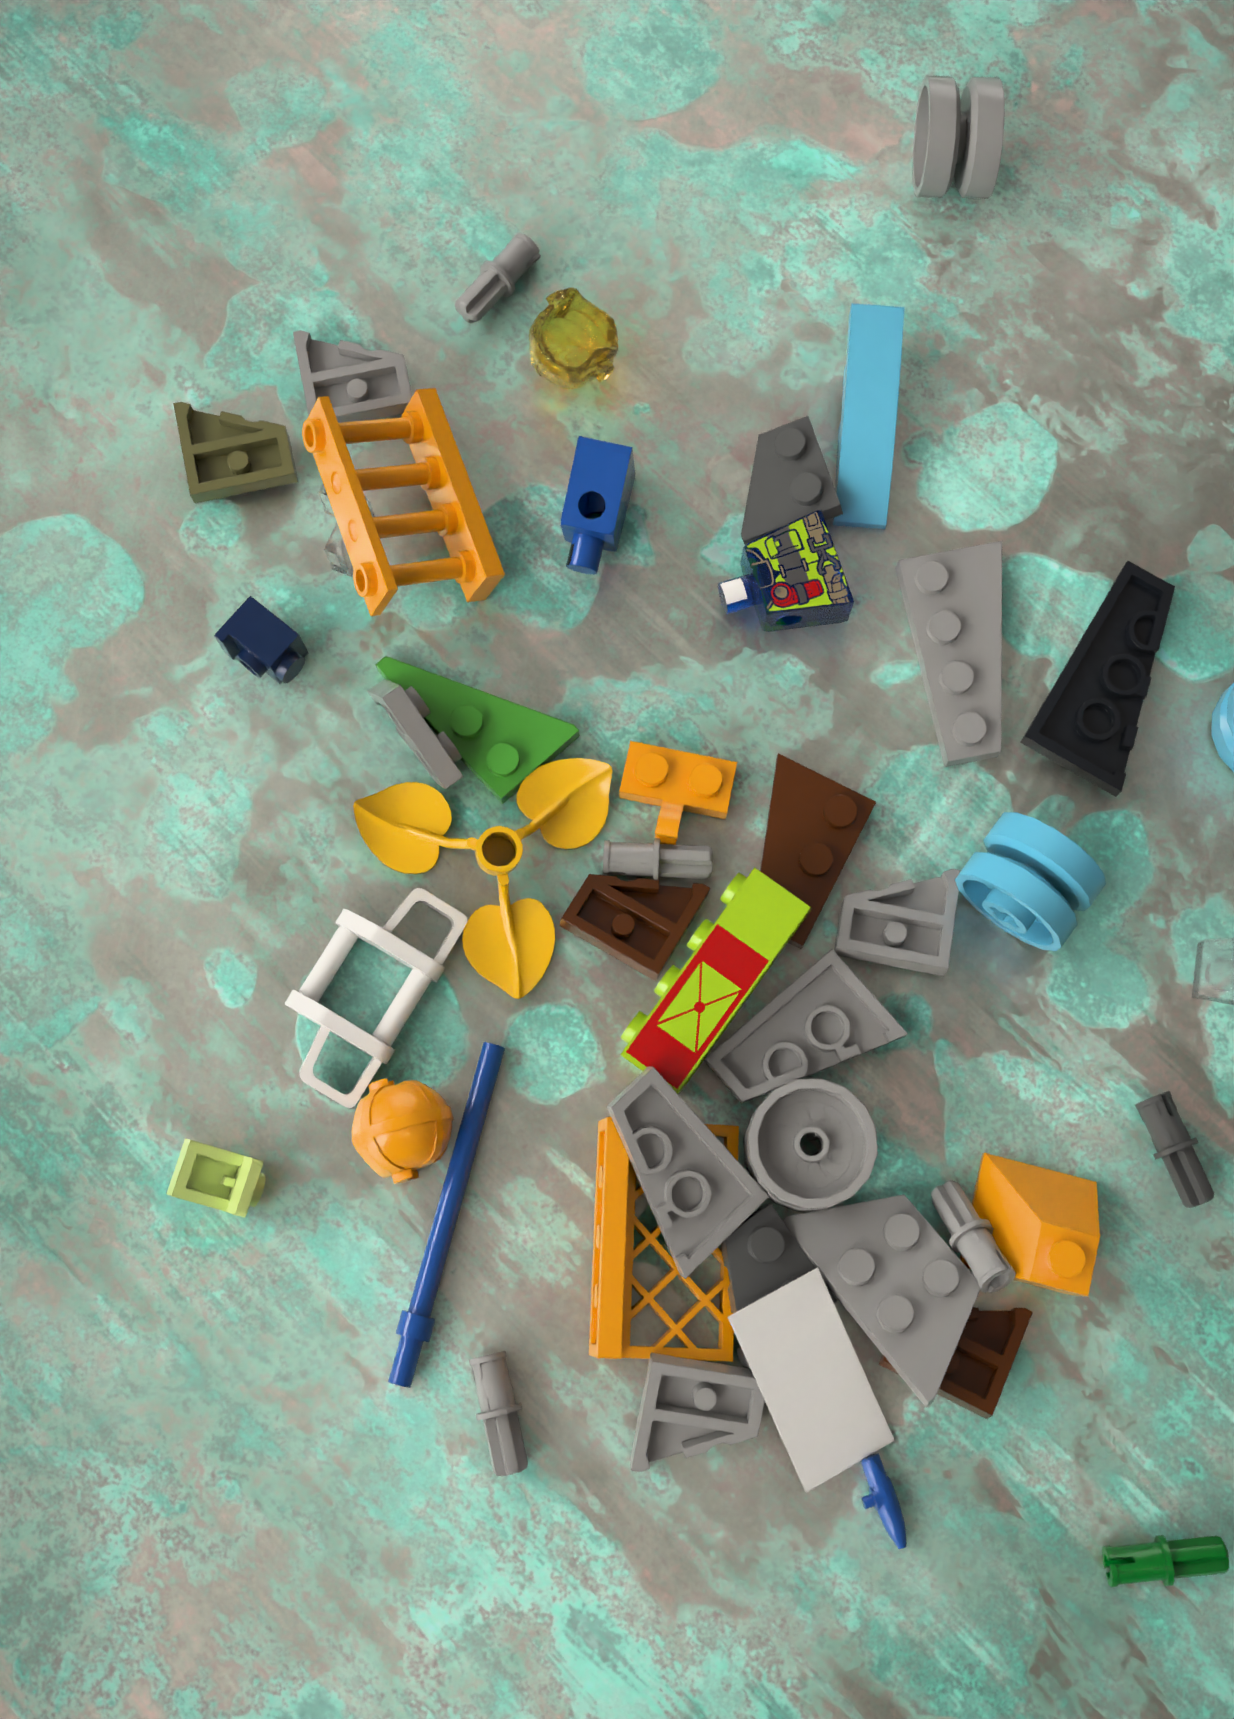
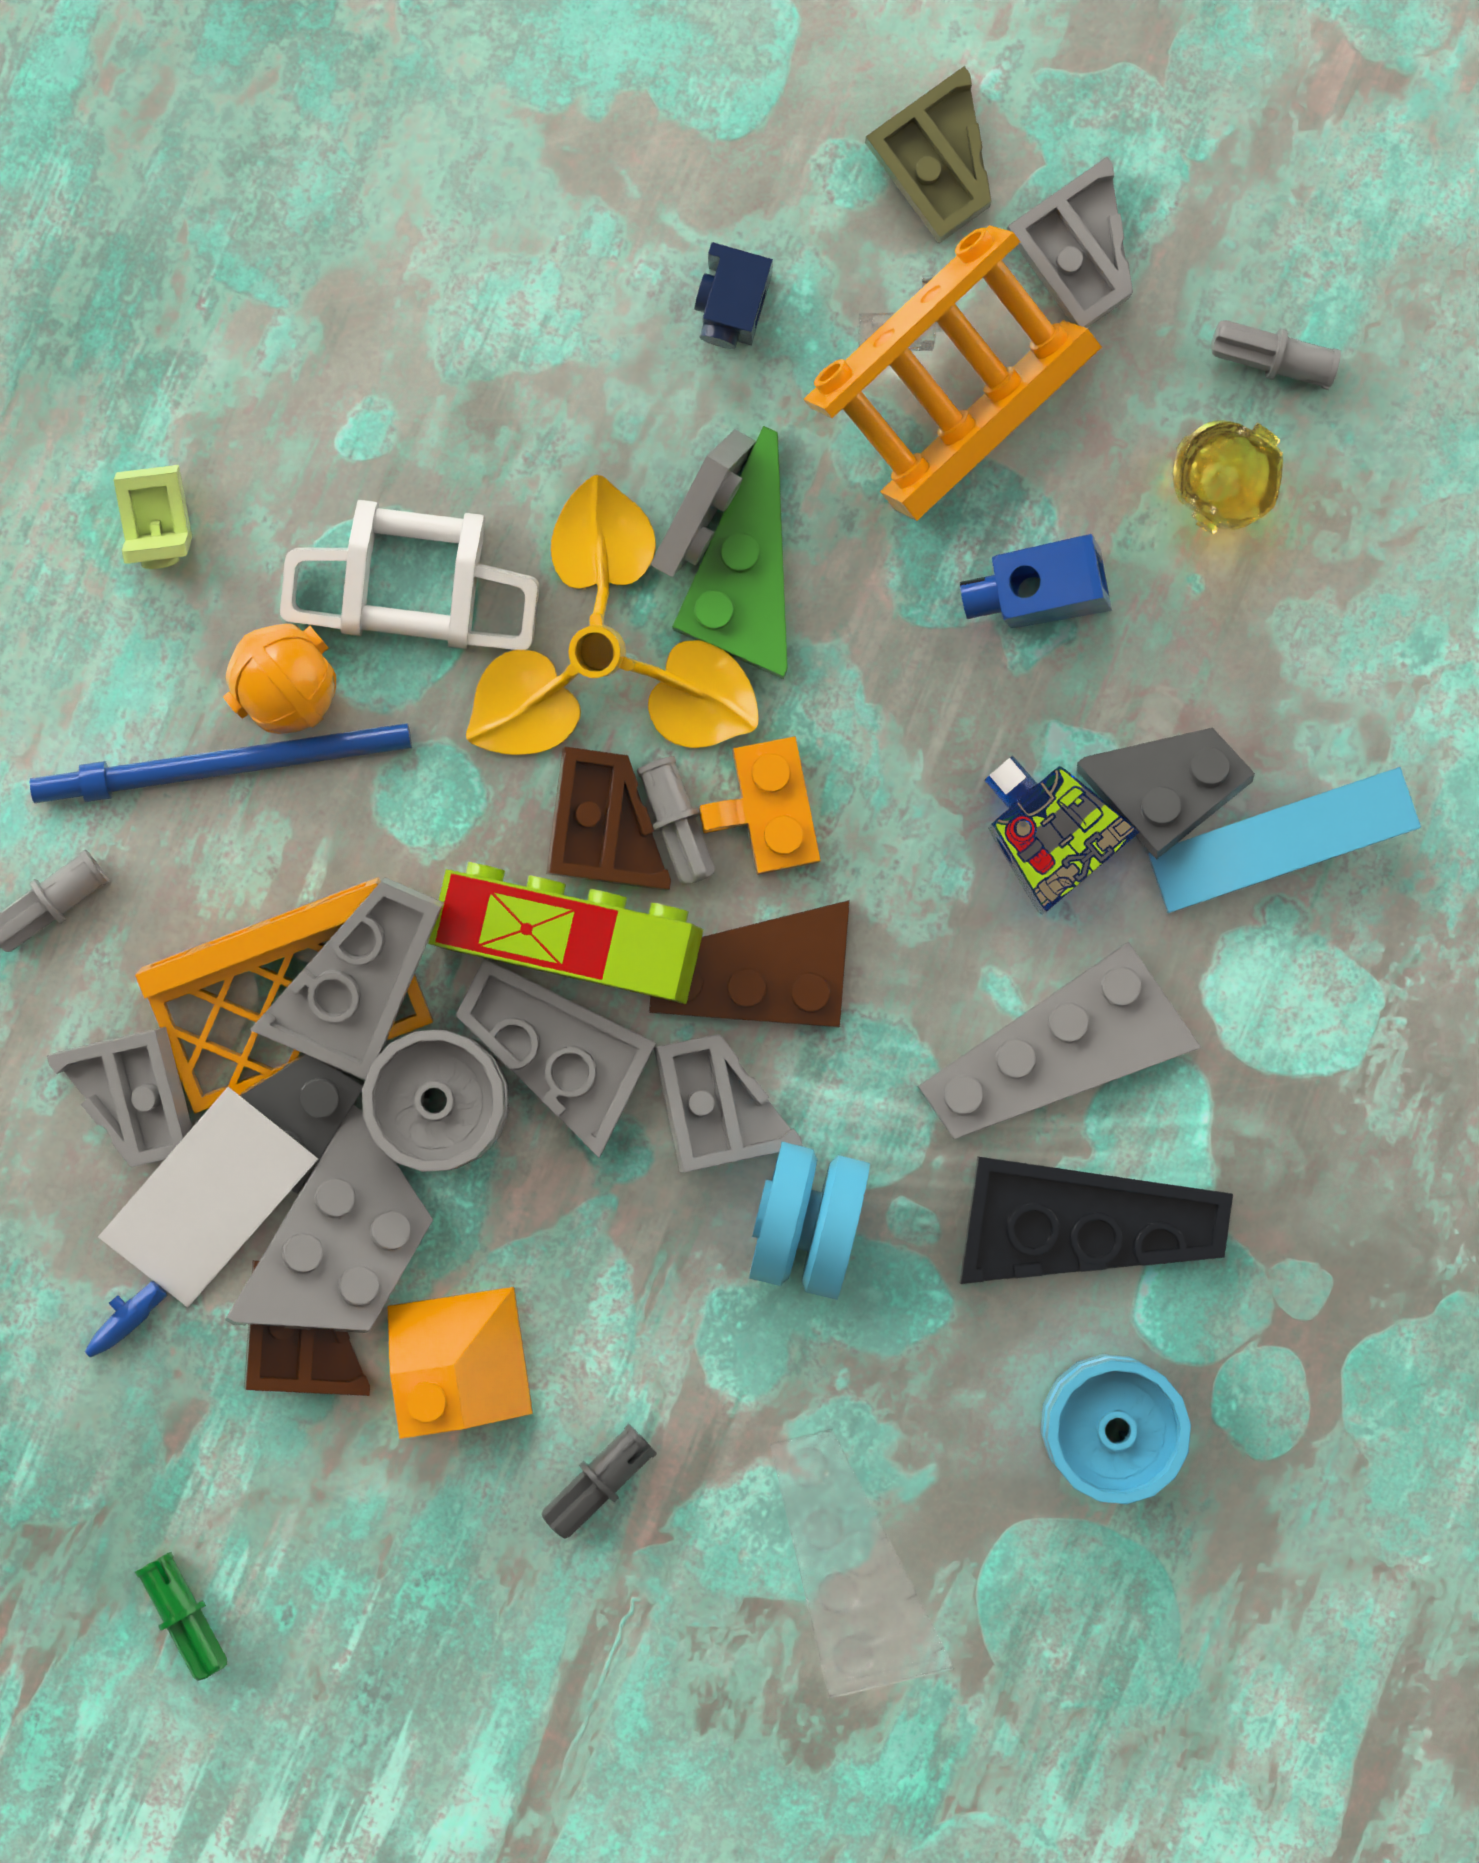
camera: 70 degrees right, 10 degrees up
(972, 1237) = (414, 1303): light grey axle -> none

